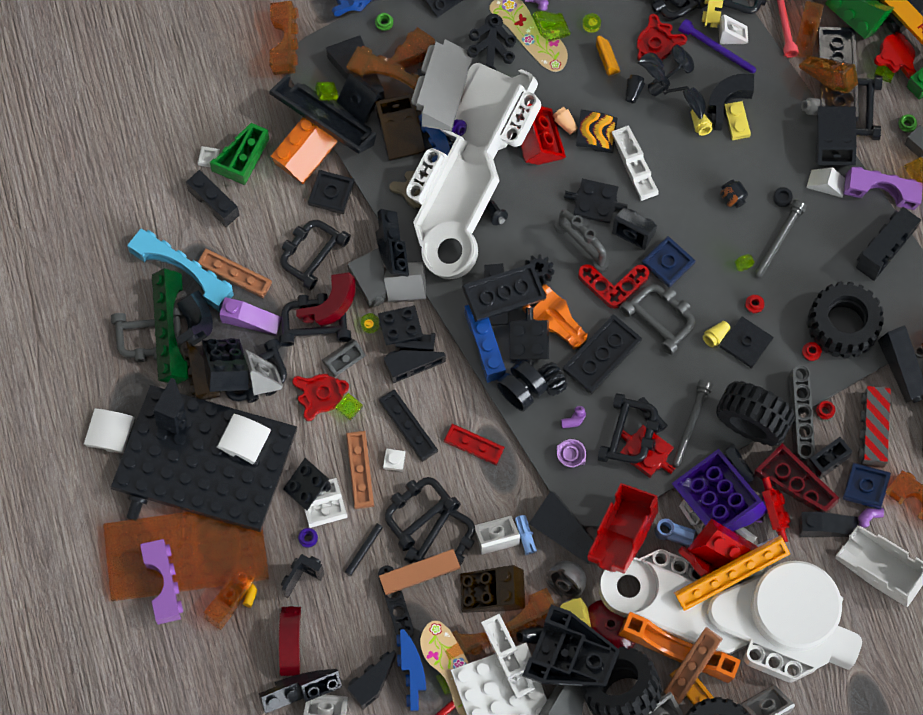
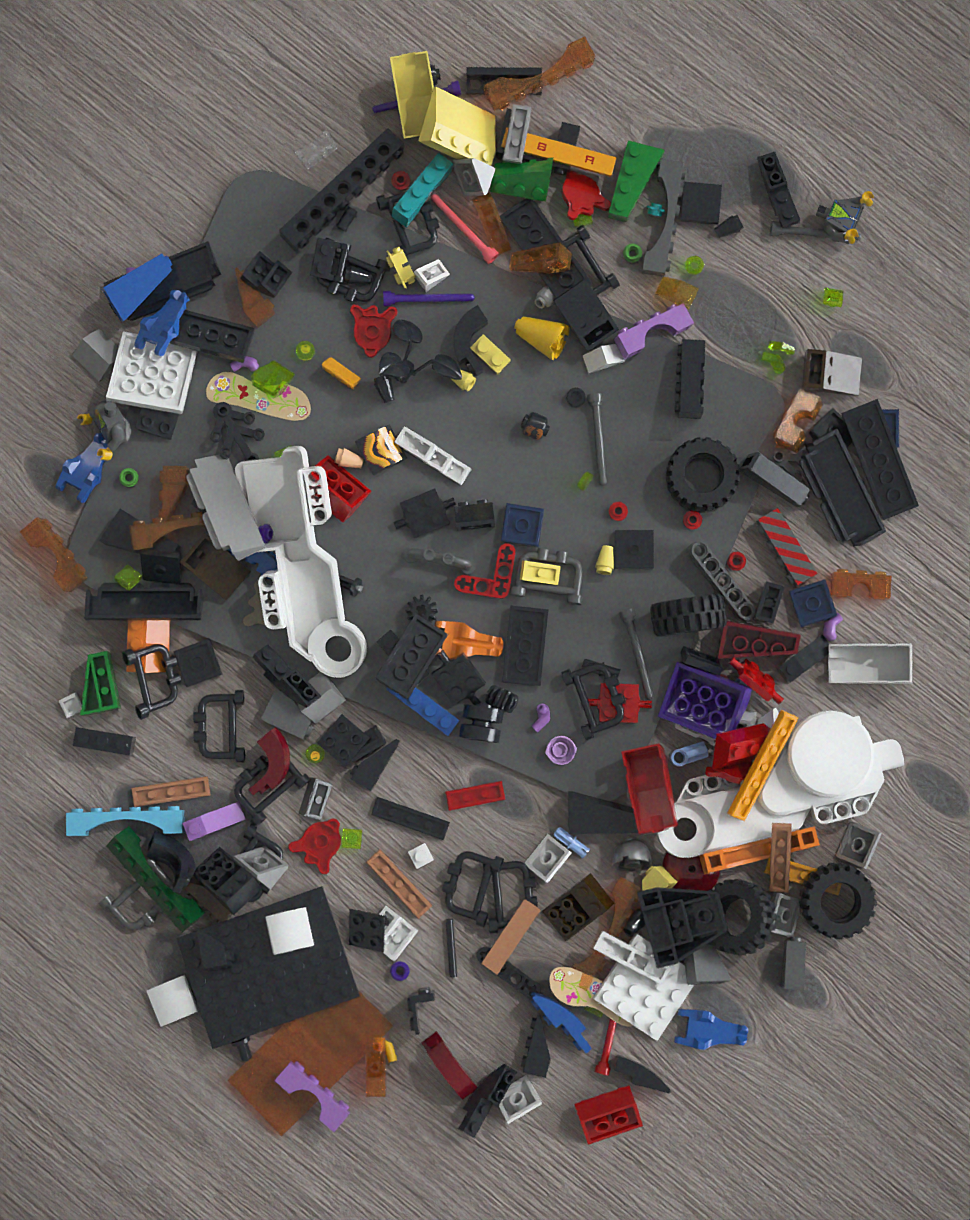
camera: 30 degrees left, 15 degrees up
(301, 190) = (172, 680): none -> black bar
(656, 305) = (540, 572): none -> light yellow plate
(791, 132) = (543, 335): none -> yellow cone

